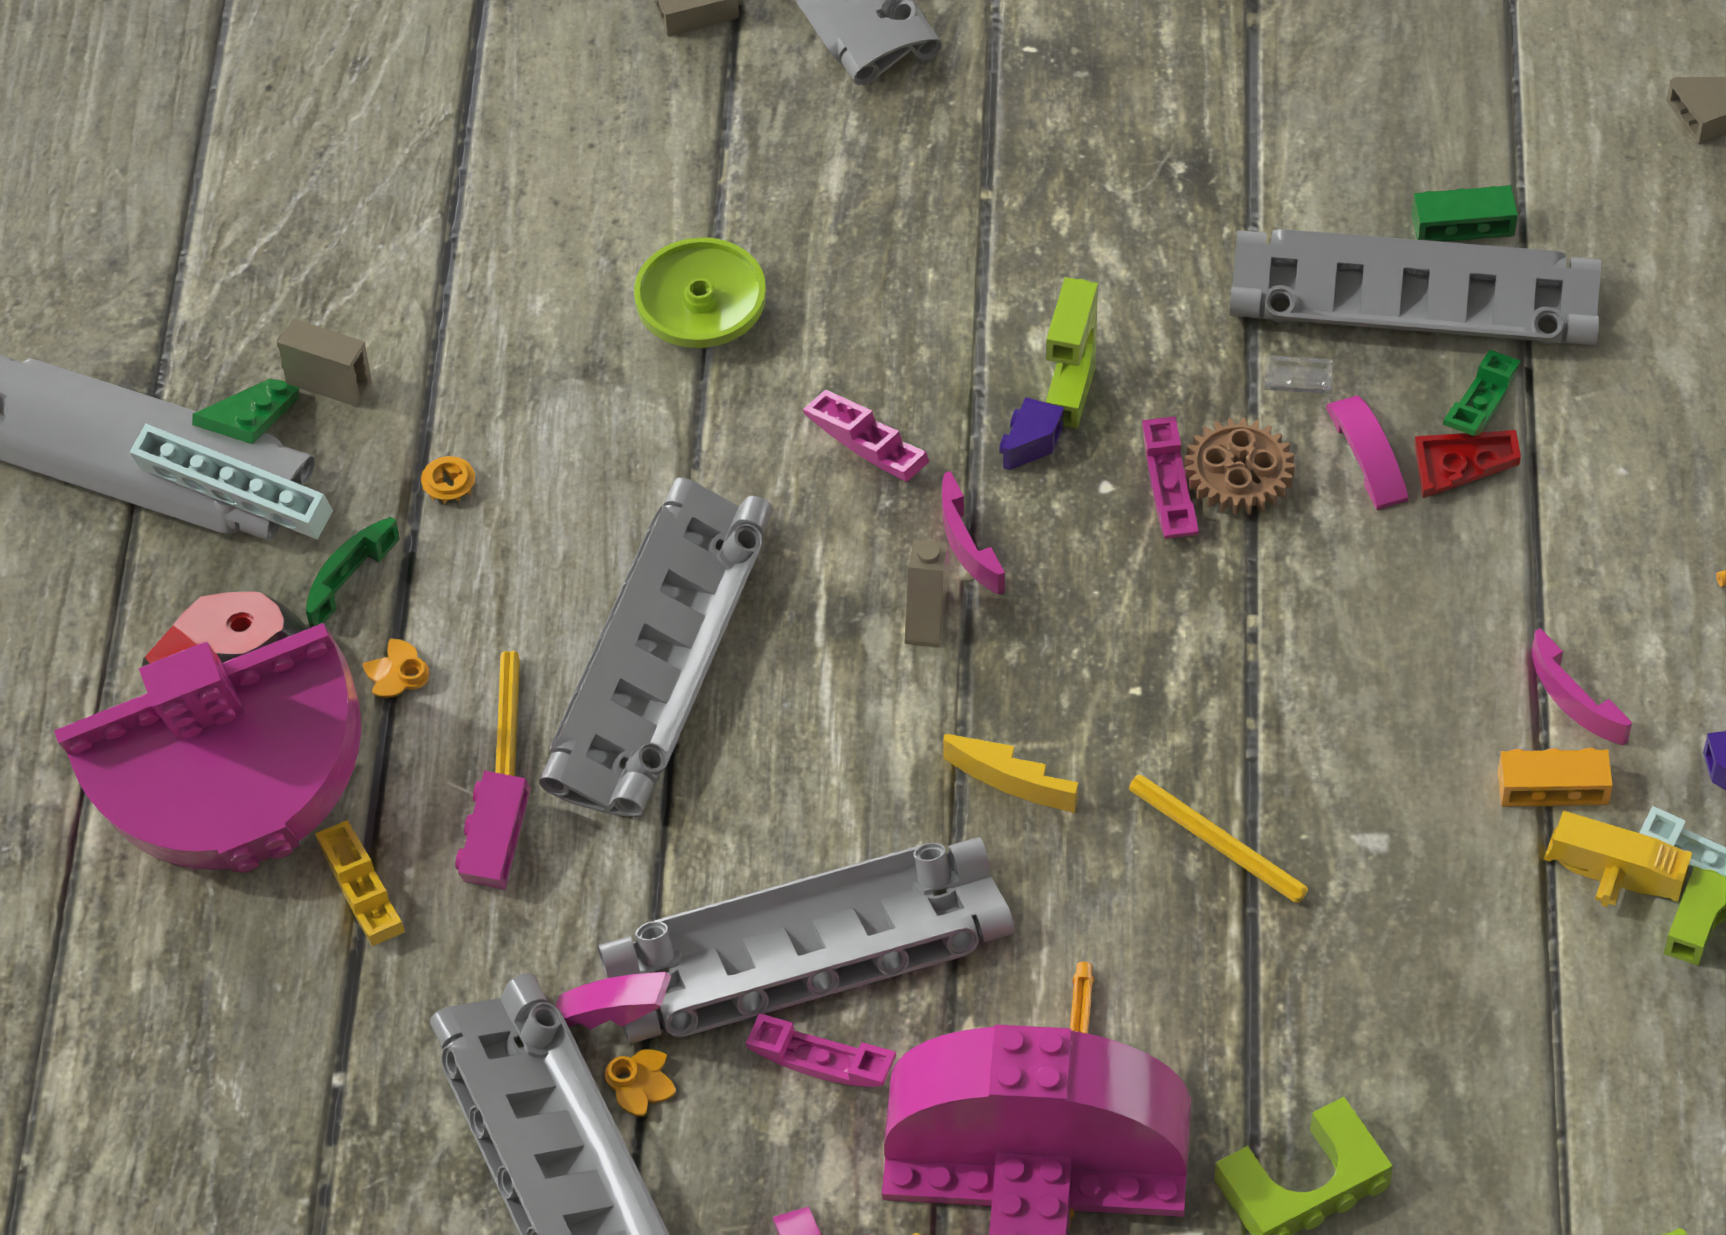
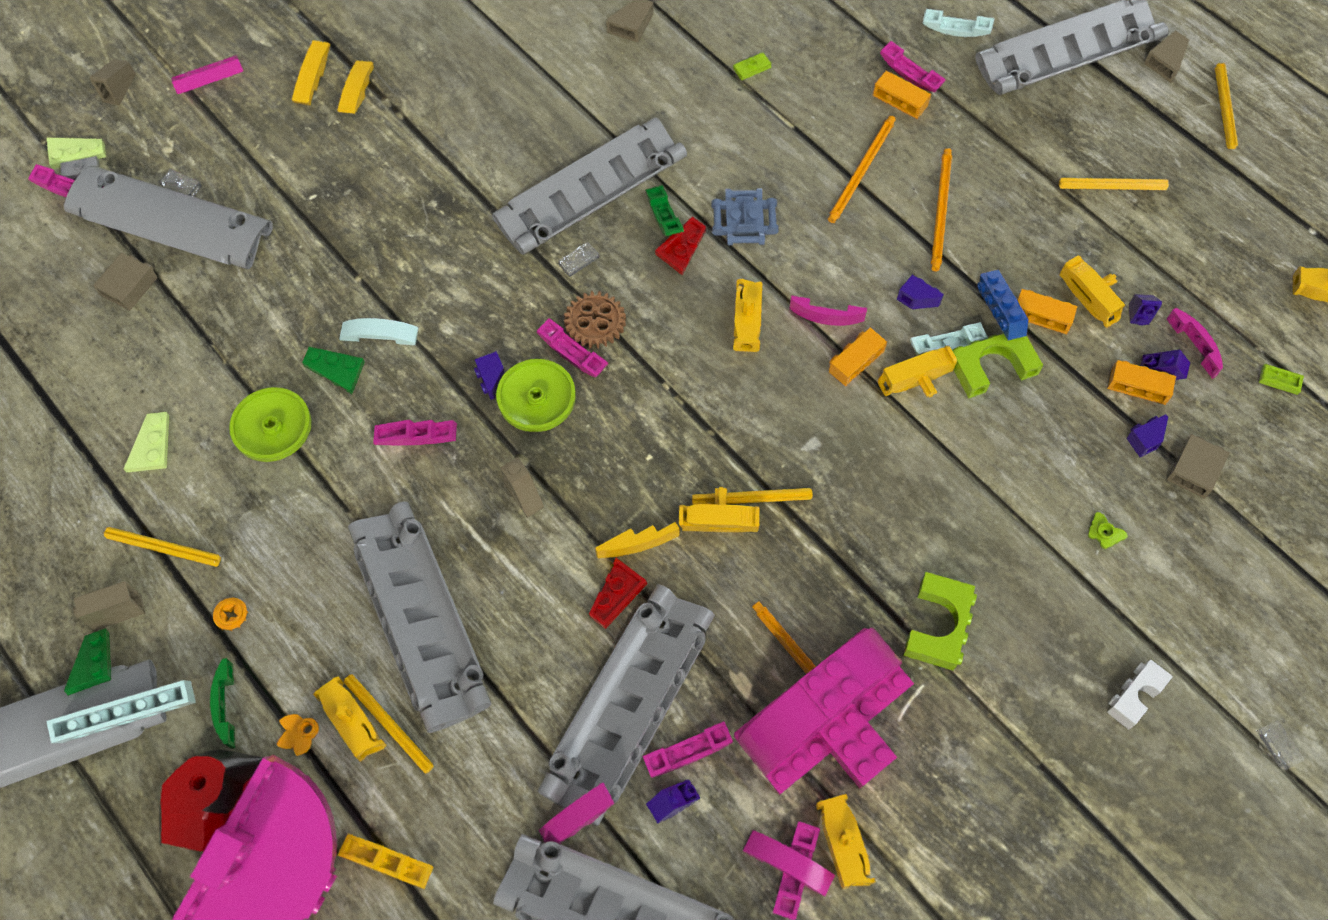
camera: 45 degrees left, 10 degrees up
(445, 345) = (162, 546): none -> yellow axle
(467, 699) = (349, 719): none -> yellow piece
(493, 829) = (429, 777): dark pink brick -> none
(543, 216) = (150, 445): none -> yellowish green wing
(644, 1083) = (621, 837): light orange plate -> none
(745, 1090) = (672, 800): none -> dark purple slope
(848, 284) = (336, 367): none -> green wing
(927, 813) = (618, 591): none -> red wing
(947, 276) = (379, 329): none -> light aqua slope
(980, 564) = (530, 453): dark pink slope -> none
(1061, 500) = (536, 395): none -> lime dish
(1073, 347) = (480, 319): lime arch -> none
(1145, 823) = (719, 516): none -> yellow piece
(1371, 451) = (640, 268): dark pink slope -> none
(1455, 612) = (747, 316): none -> yellow piece
(1464, 214) = (577, 137): green brick -> none
(1591, 483) = (744, 216): none -> sand blue brick

